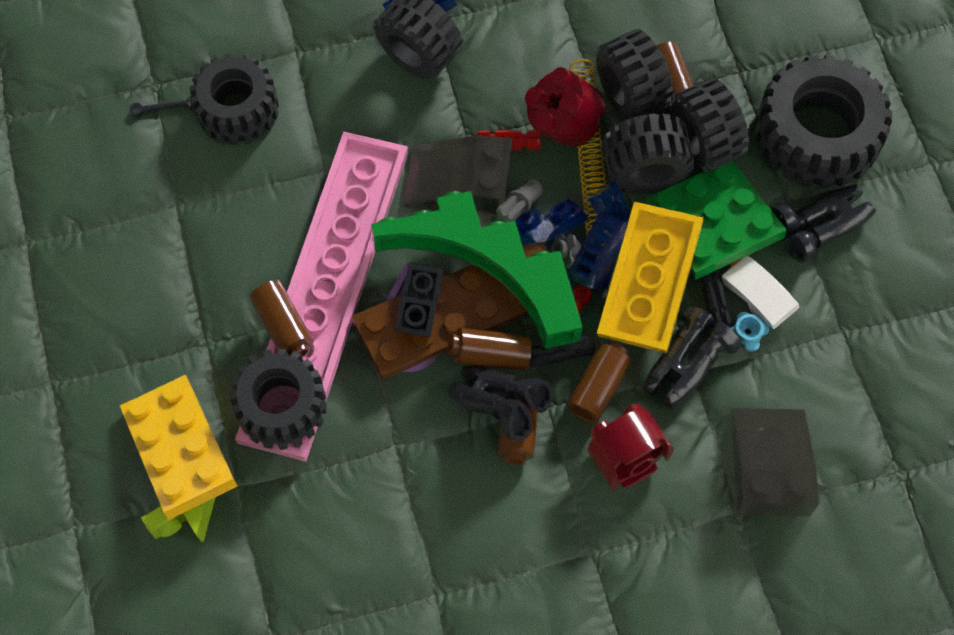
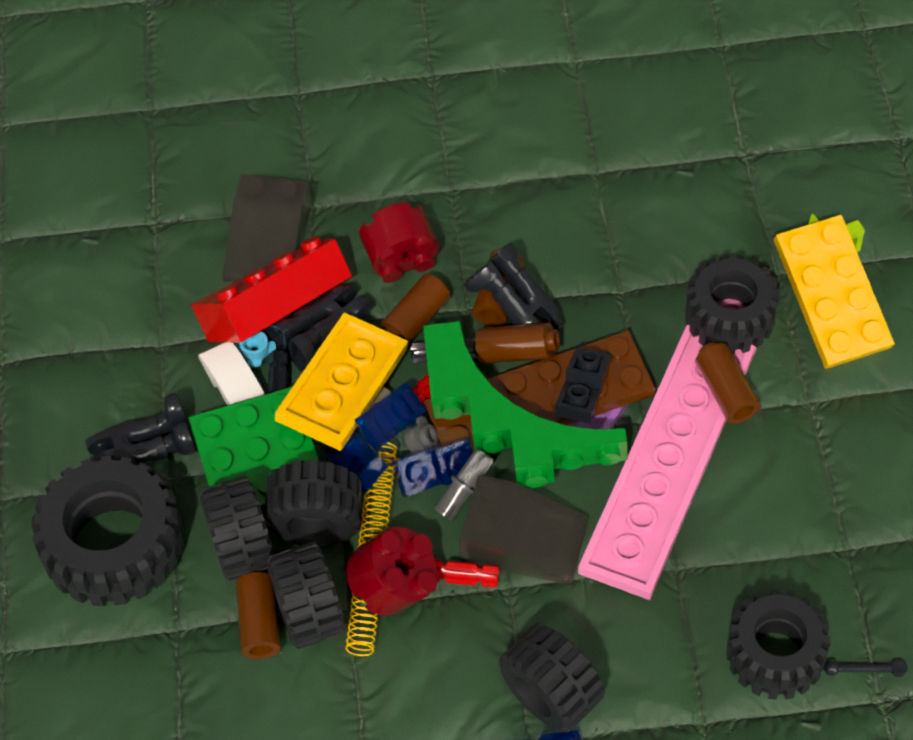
camera: 170 degrees left, 10 degrees down
(746, 370) = (271, 291): none -> red wedge

